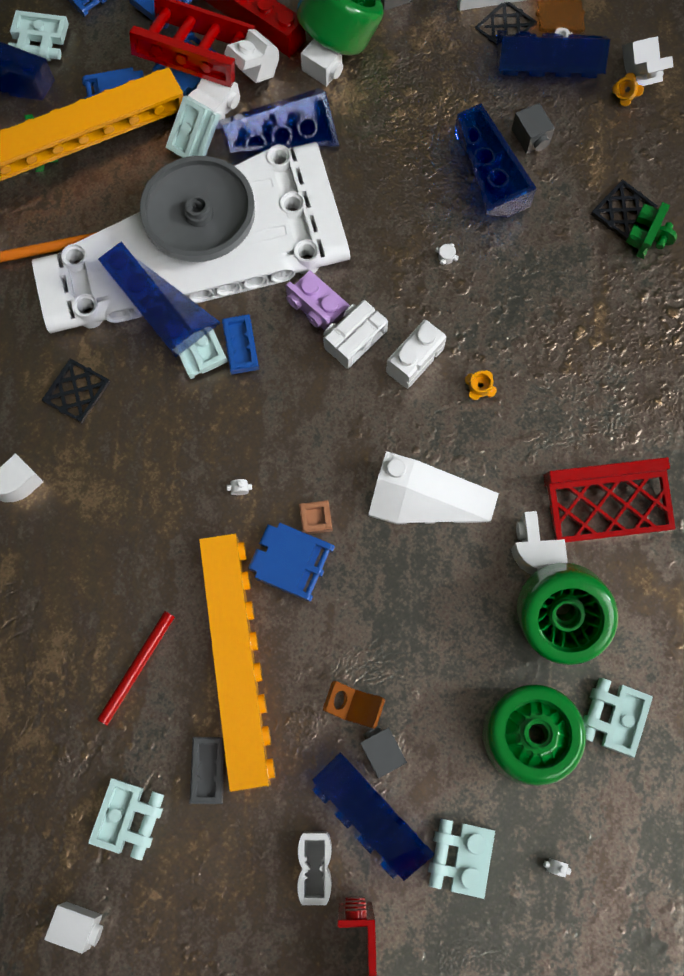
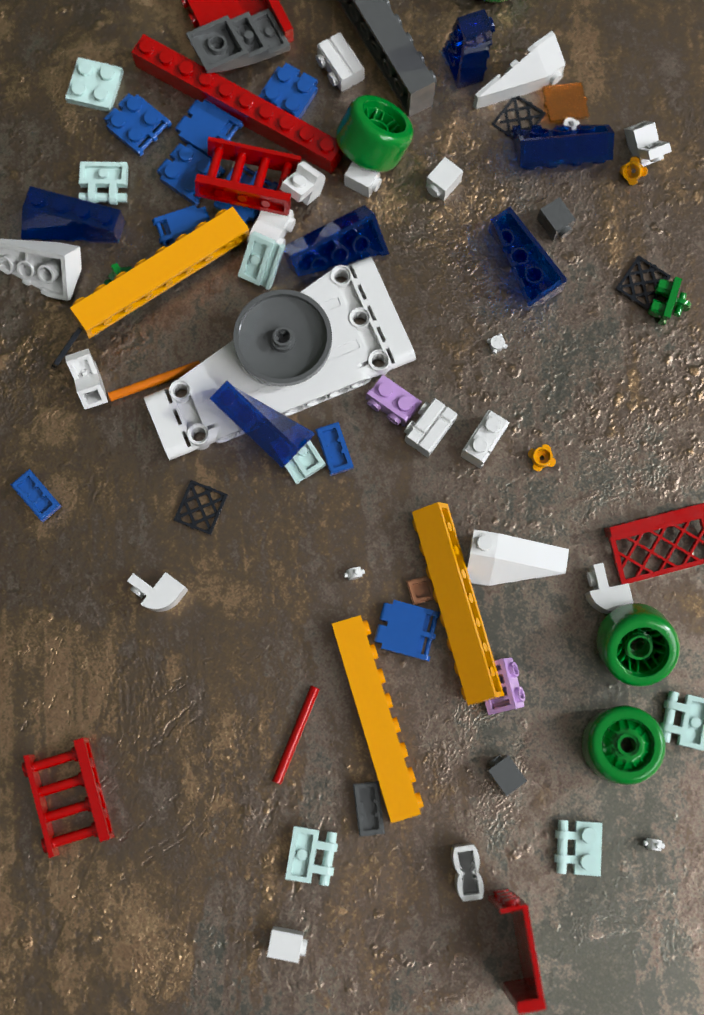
camera: 10 degrees left, 5 degrees up
(116, 36) = (182, 172): none -> blue plate
(354, 539) = (457, 604): none -> light orange brick
(357, 705) = (479, 741): dark orange bracket -> none
(373, 817) = (505, 826): clear blue wedge -> none
(393, 642) = (514, 694): none -> lavender bracket
(412, 73) = (443, 179): none -> white brick

